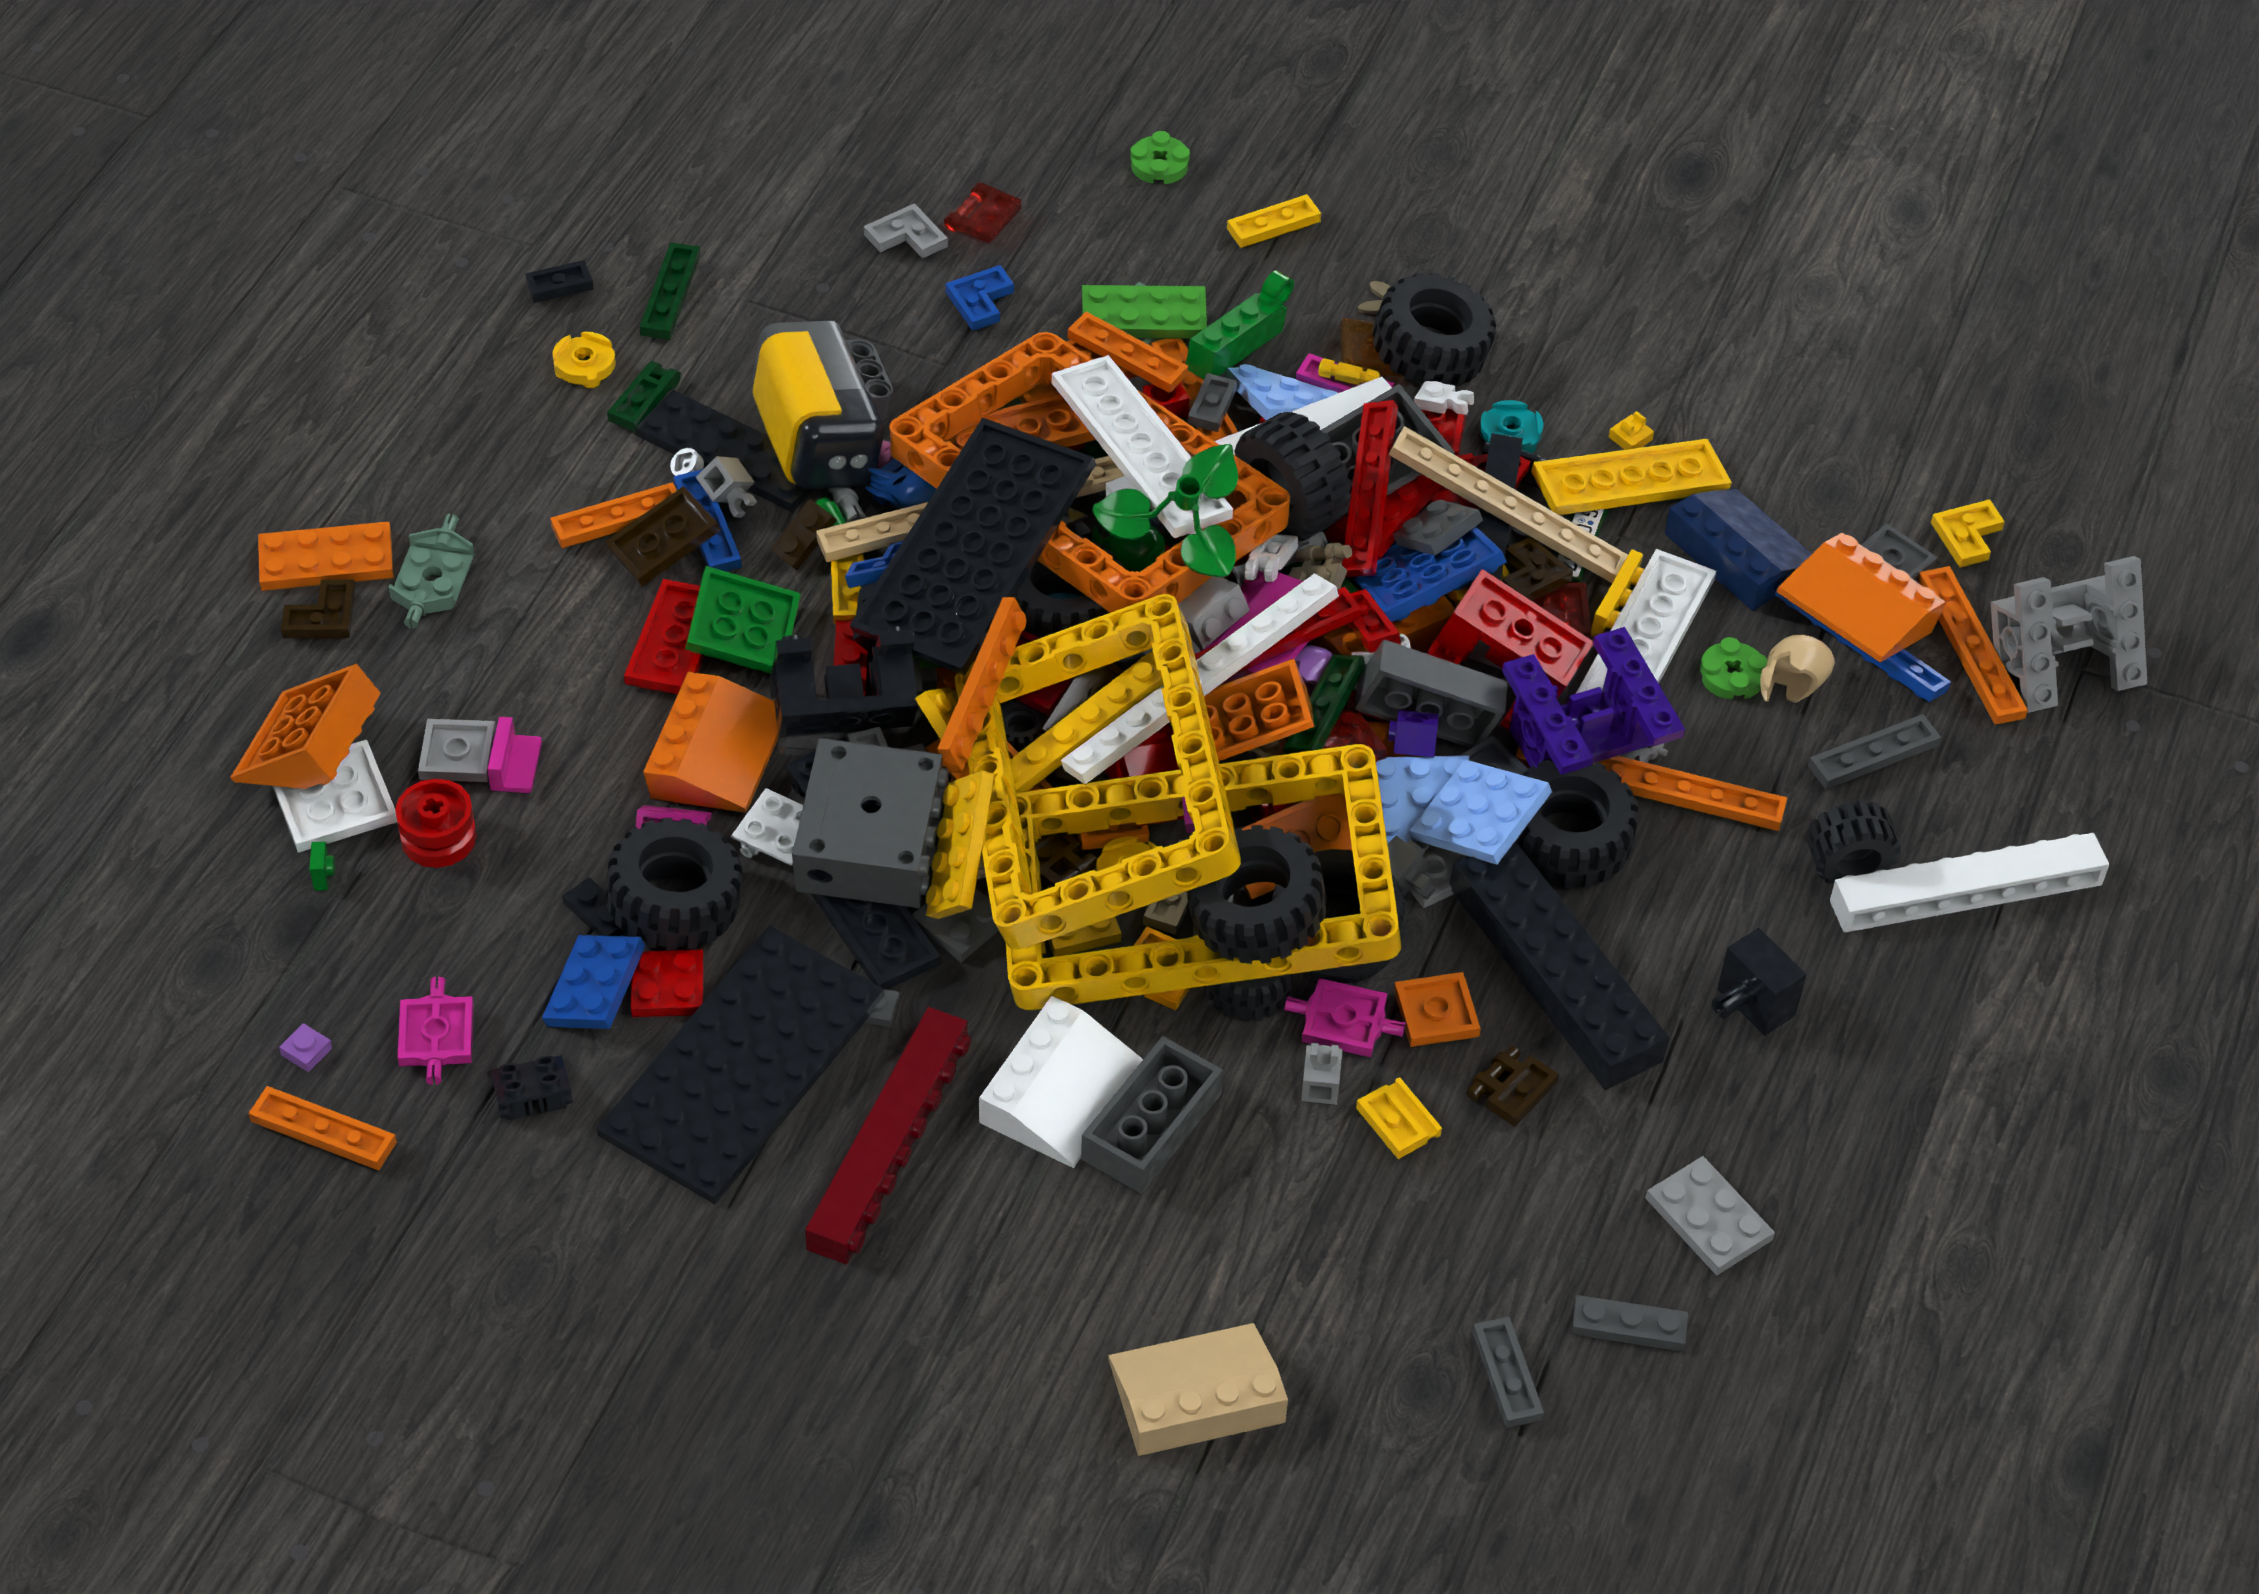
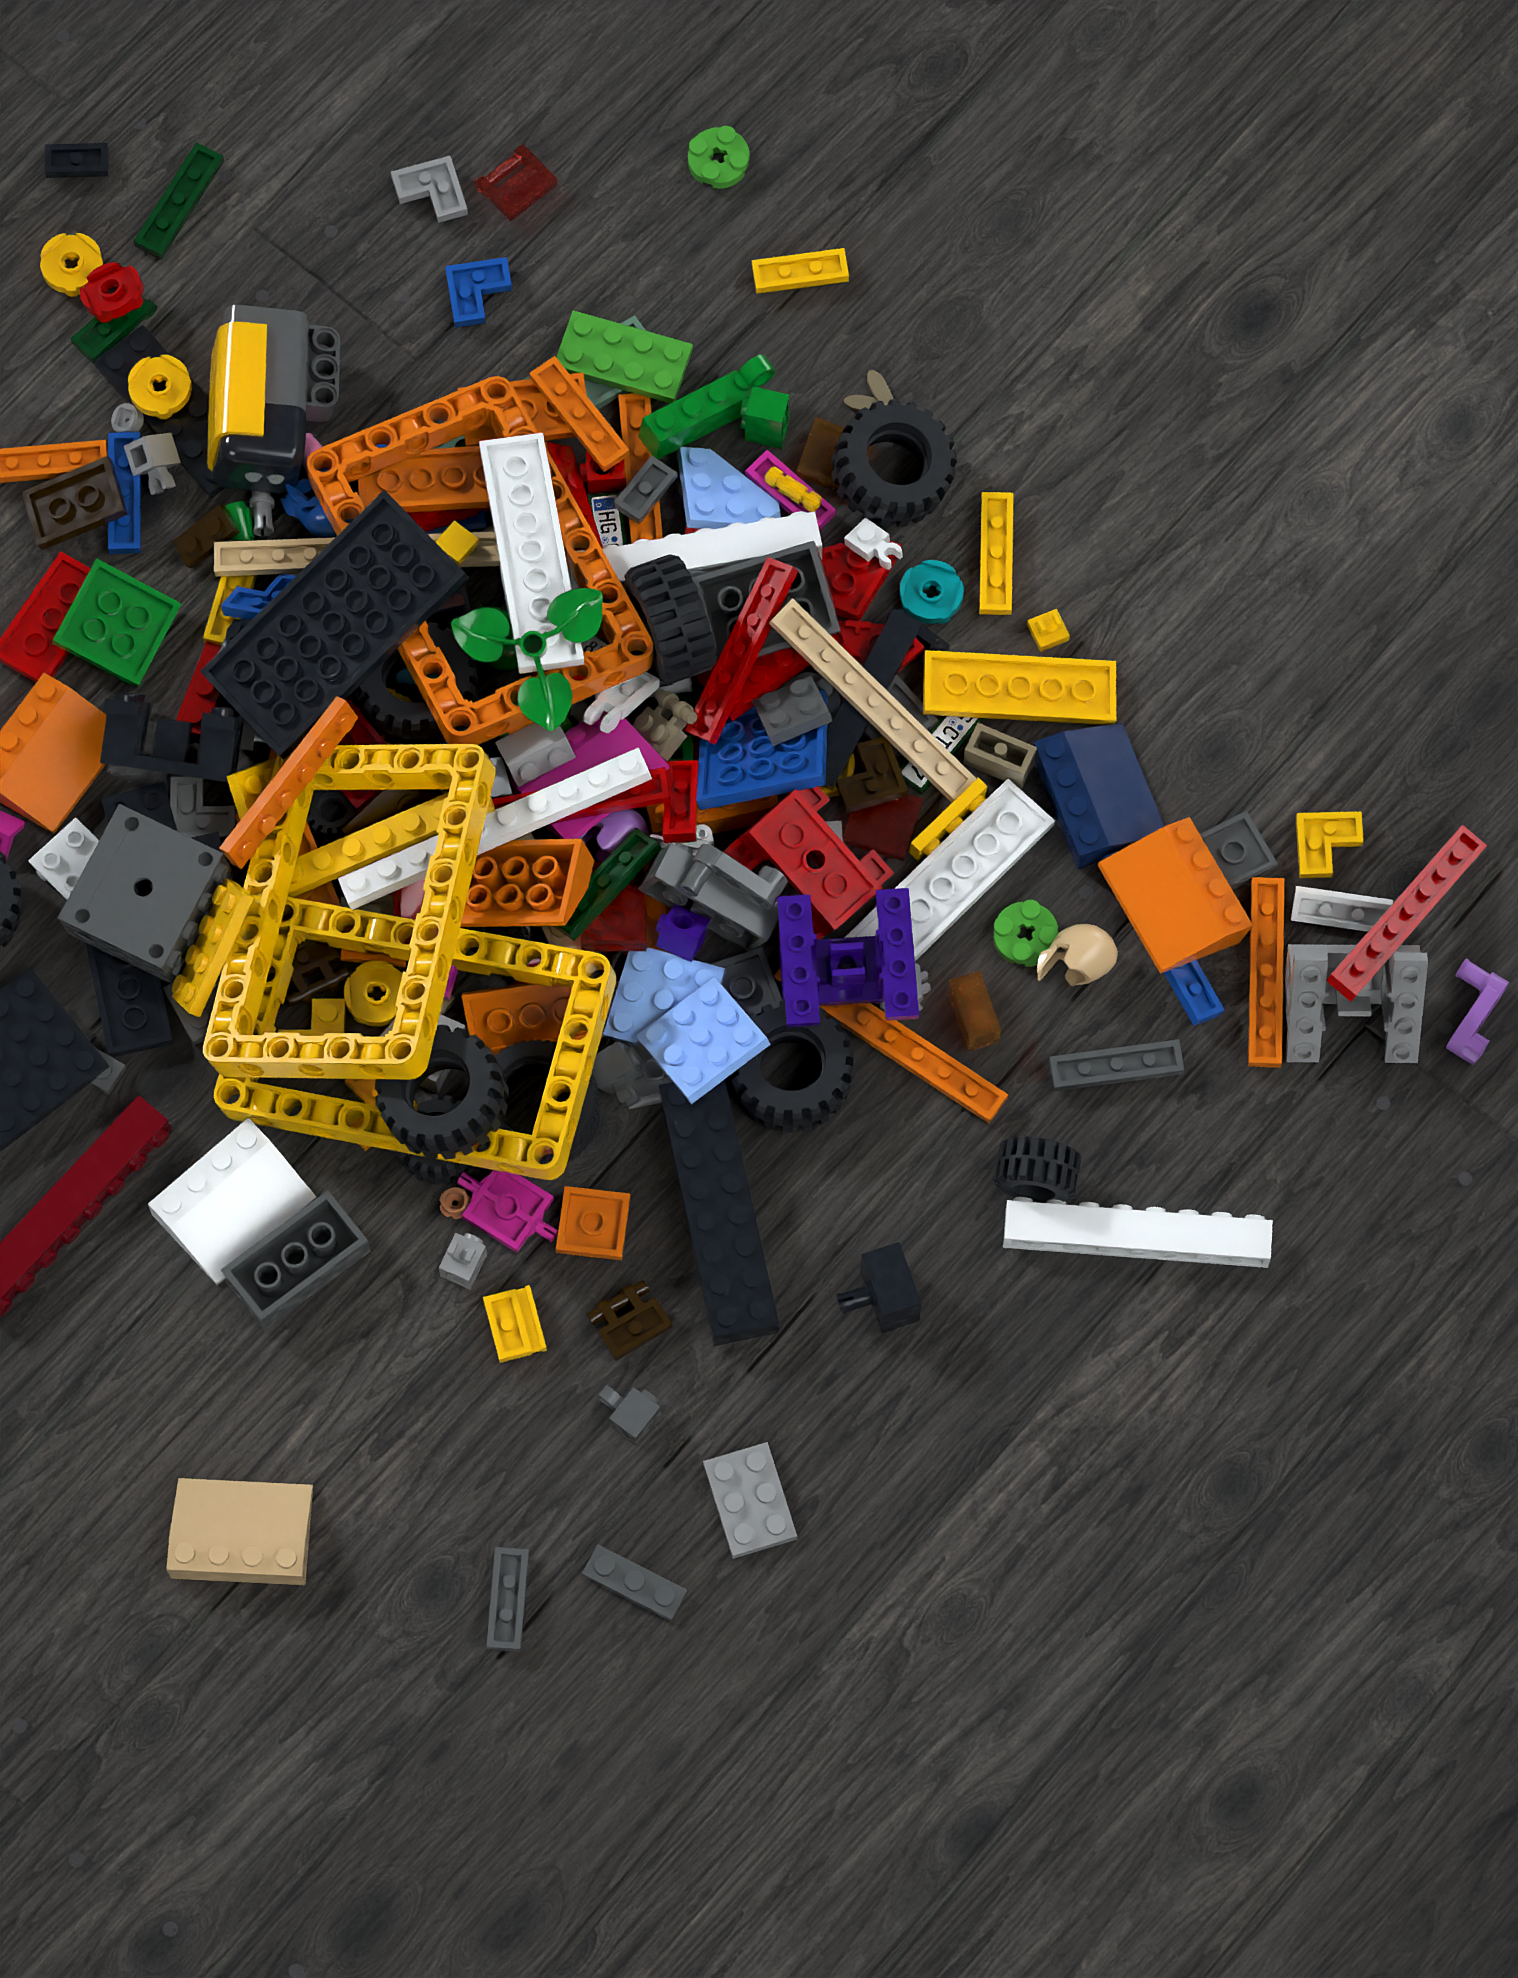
camera: 20 degrees right, 20 degrees up
(635, 365) = (114, 305): none -> red plate
(716, 438) = (165, 402): none -> yellow plate
(1288, 1020) = (454, 1194): none -> nougat plate
(1298, 323) = (765, 417): none -> green brick
(1477, 661) = (759, 888): none -> dark grey beam
(1555, 1166) = (632, 1414): none -> dark grey brick
(1556, 386) = (996, 553): none -> yellow plate
(1641, 528) = (999, 755): none -> dark tan brick
(1720, 738) = (974, 1011): none -> clear orange brick
(1999, 579) = (1337, 908): none -> white plate
(2083, 553) = (1406, 913): none -> plate
(2182, 608) = (1466, 1041): none -> medium lavender beam

